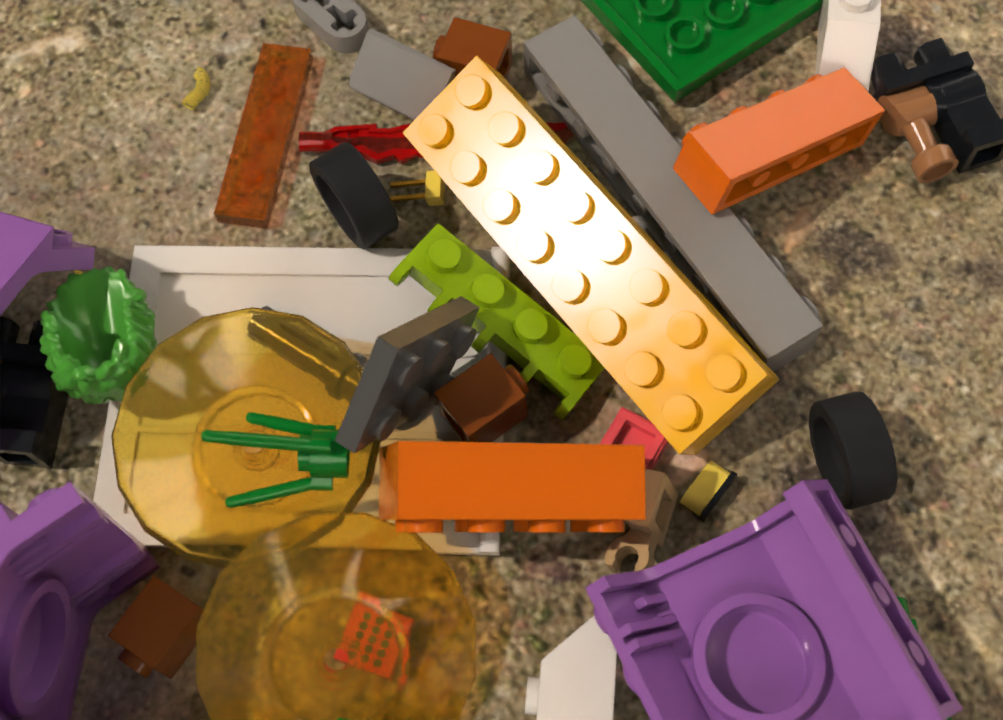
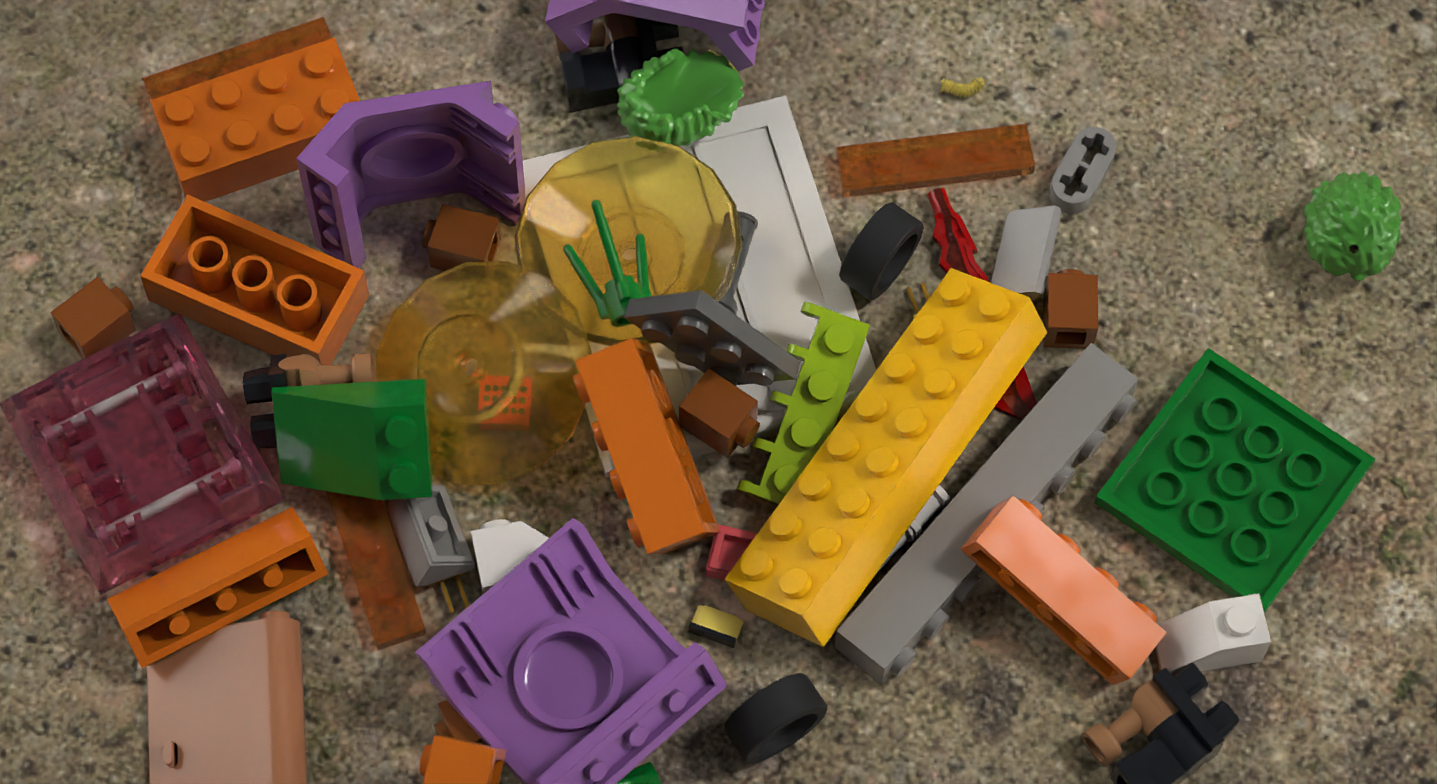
camera: 65 degrees right, 0 degrees up
(648, 533) = (670, 578): tan plate -> none

